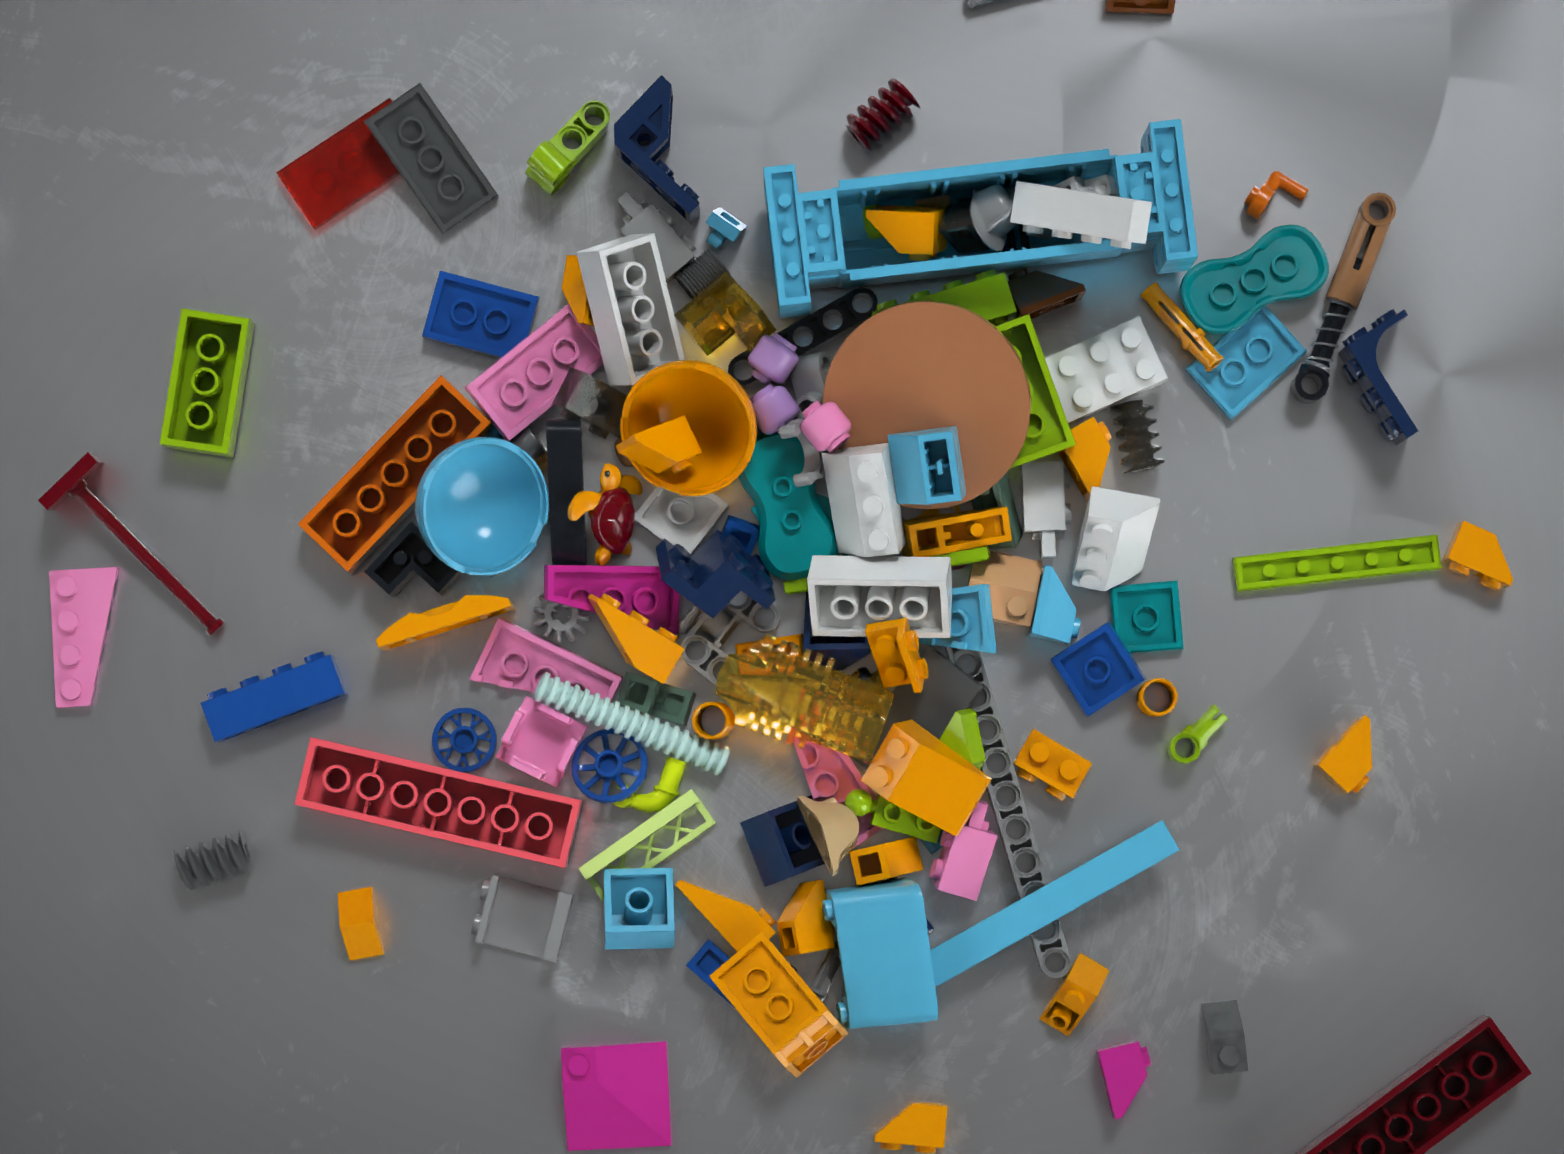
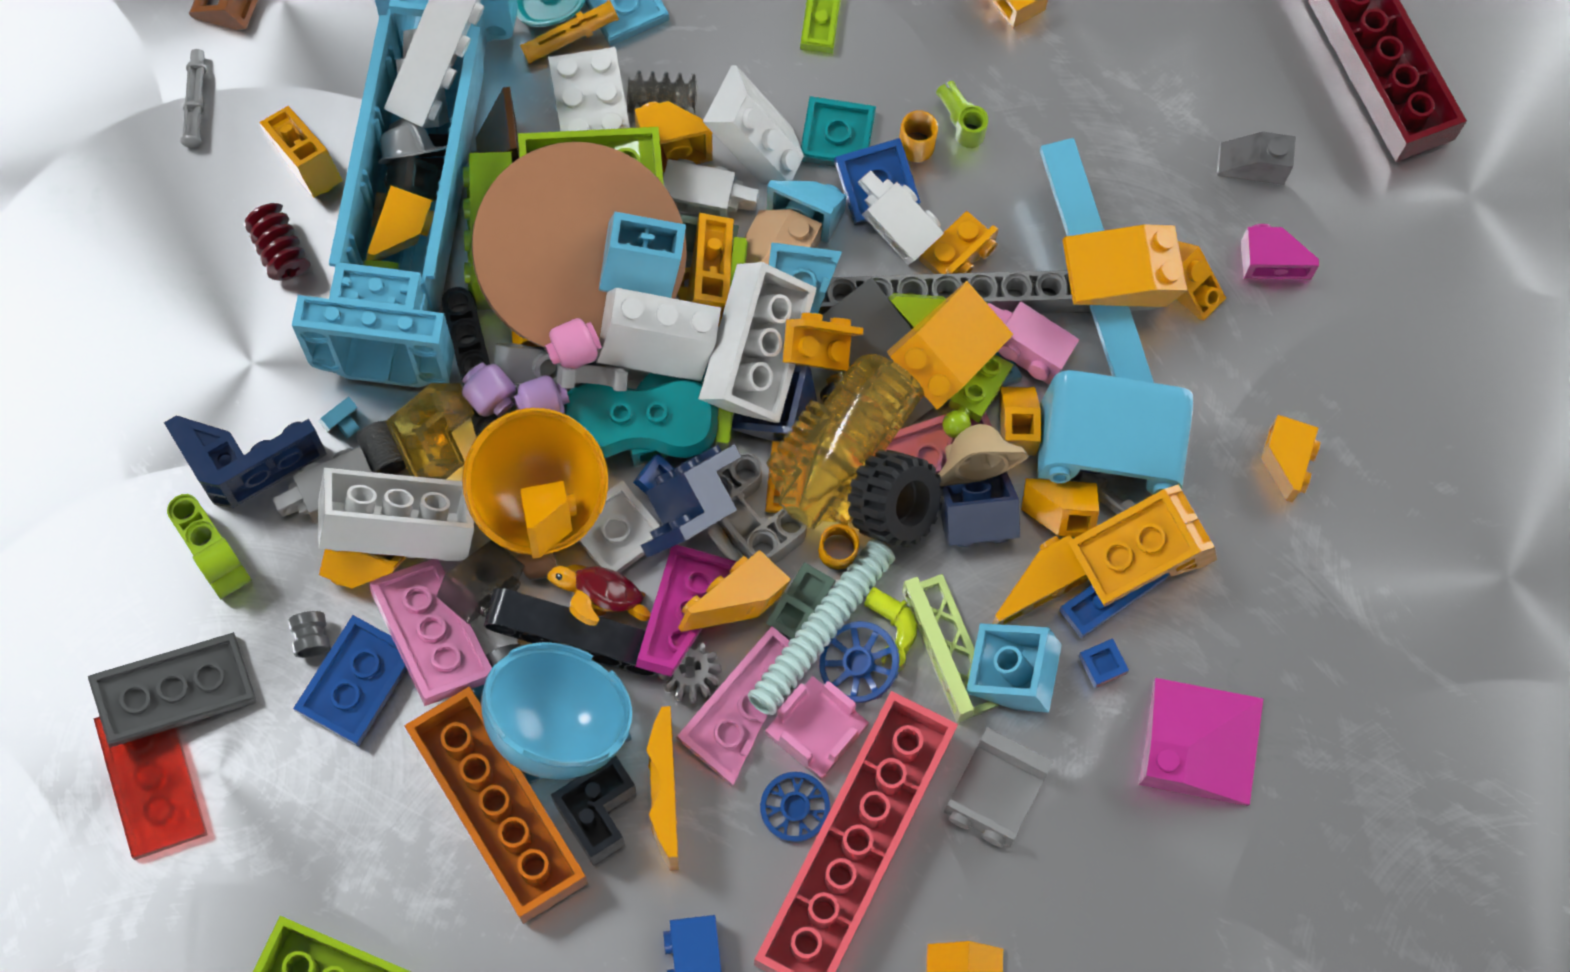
camera: 80 degrees left, 15 degrees down
(511, 263) = (309, 634): none -> dark grey wheel
(665, 990) = (1103, 663): none -> blue plate
(765, 761) = (895, 498): none -> black tyre
(985, 106) = (302, 151): none -> light orange slope
(1050, 926) = (1125, 266): none -> light orange slope
(1059, 699) = (899, 217): none -> white hinge

